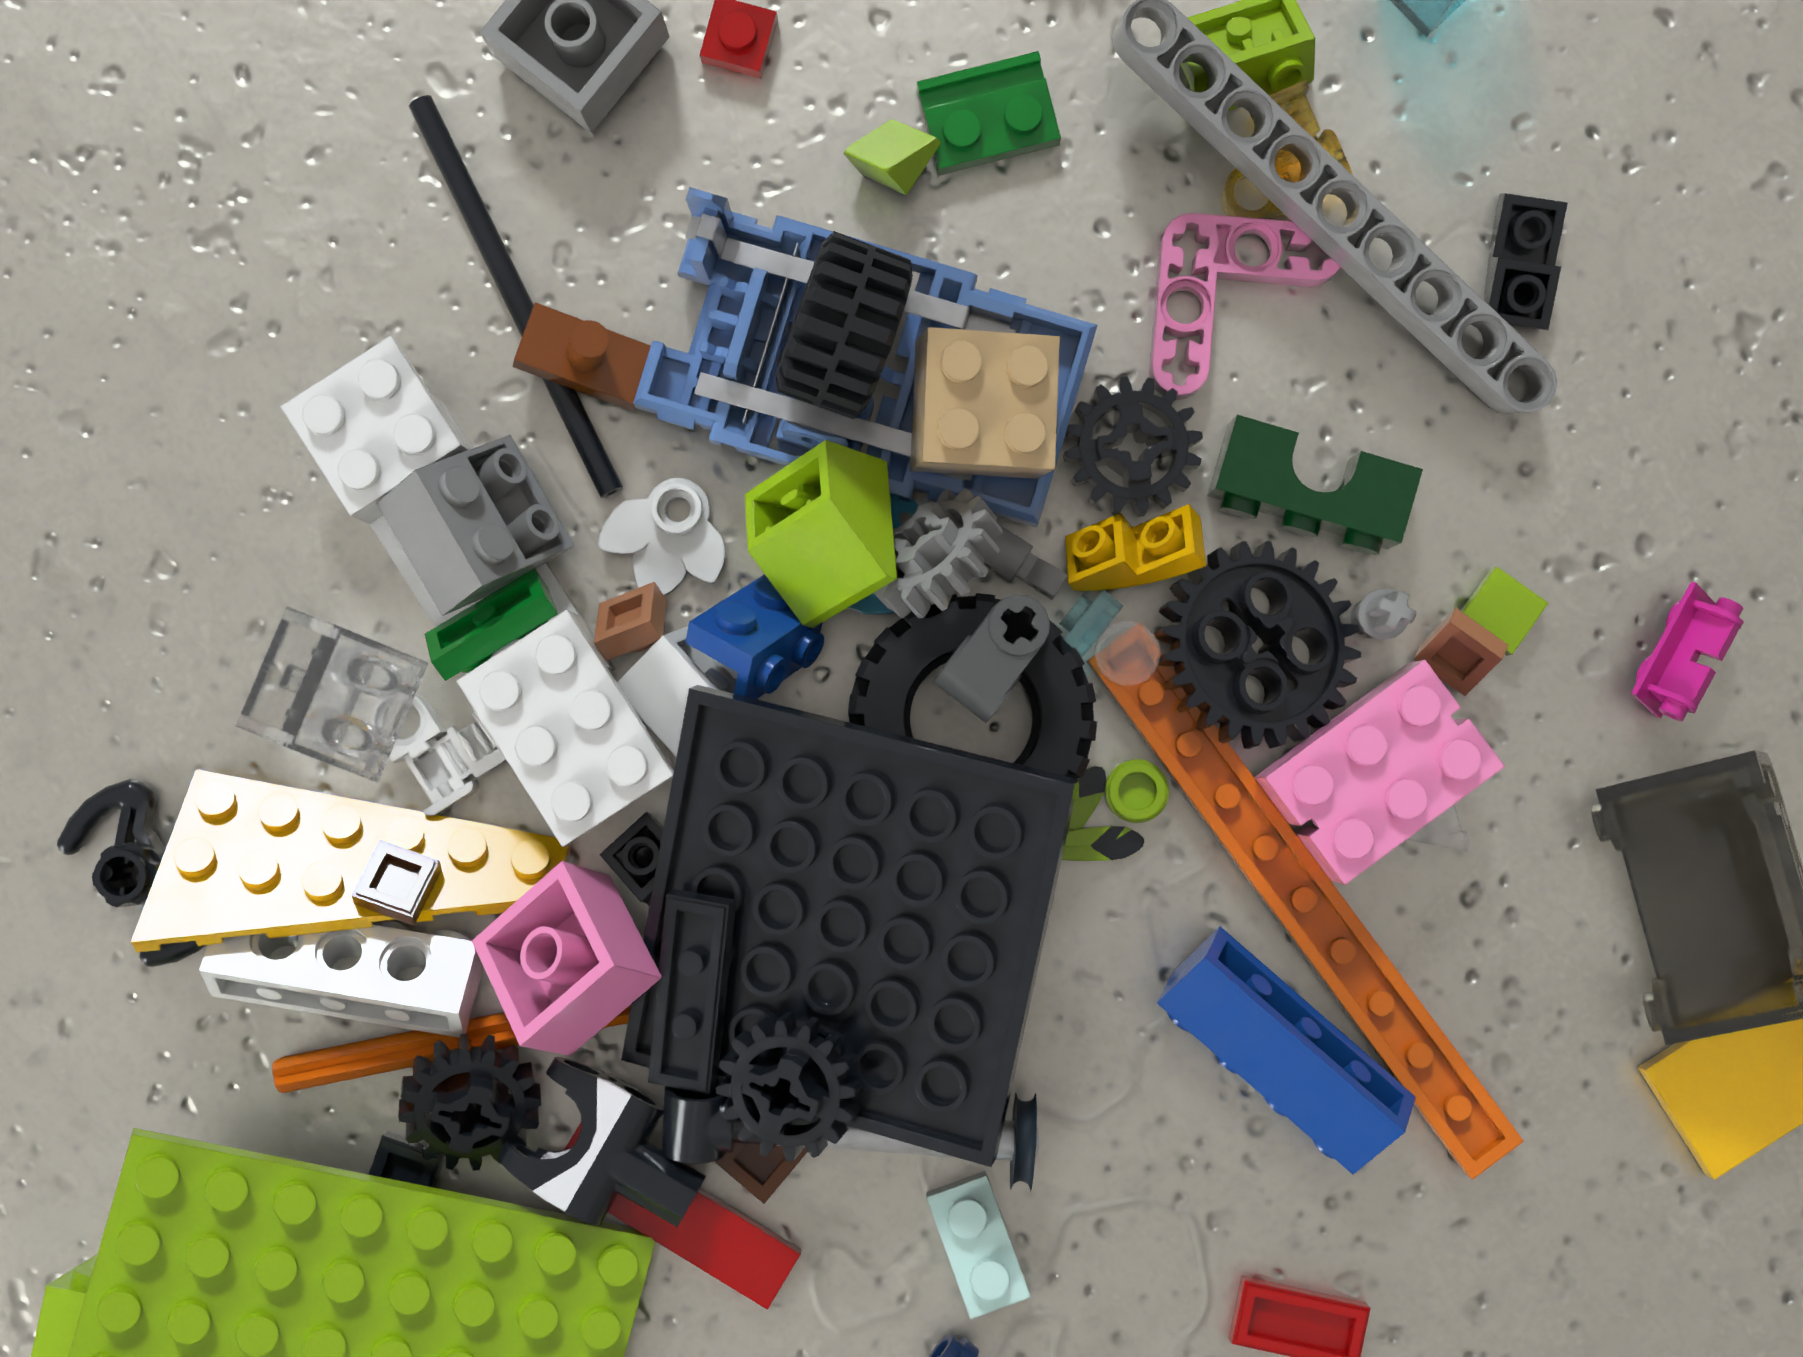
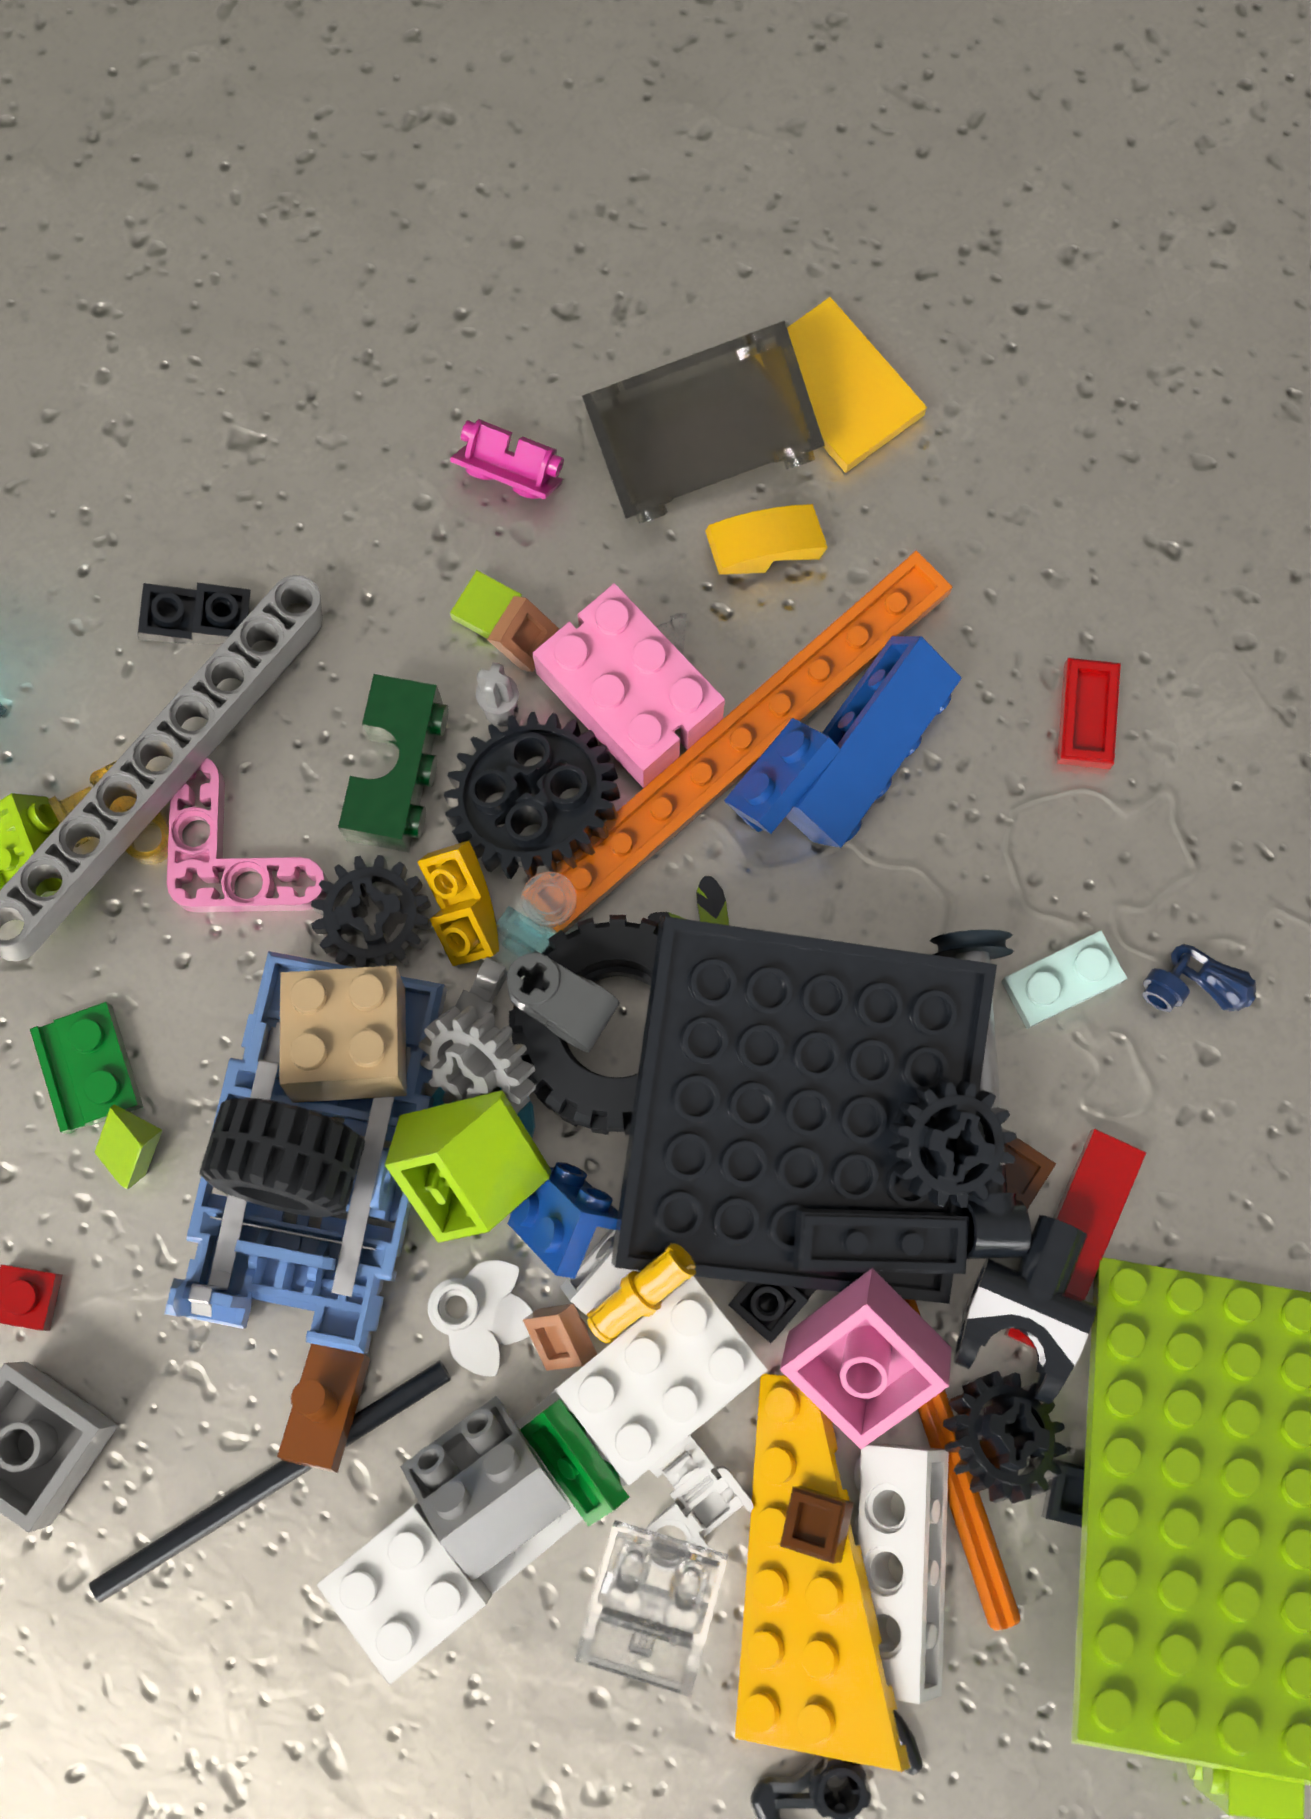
camera: 100 degrees left, 10 degrees down
(658, 715) = (641, 1293): none -> yellow pin
(1136, 791) = (665, 885): lime tile -> none
(1249, 943) = (782, 776): none -> blue bracket
(1558, 957) = (758, 538): none -> yellow slope

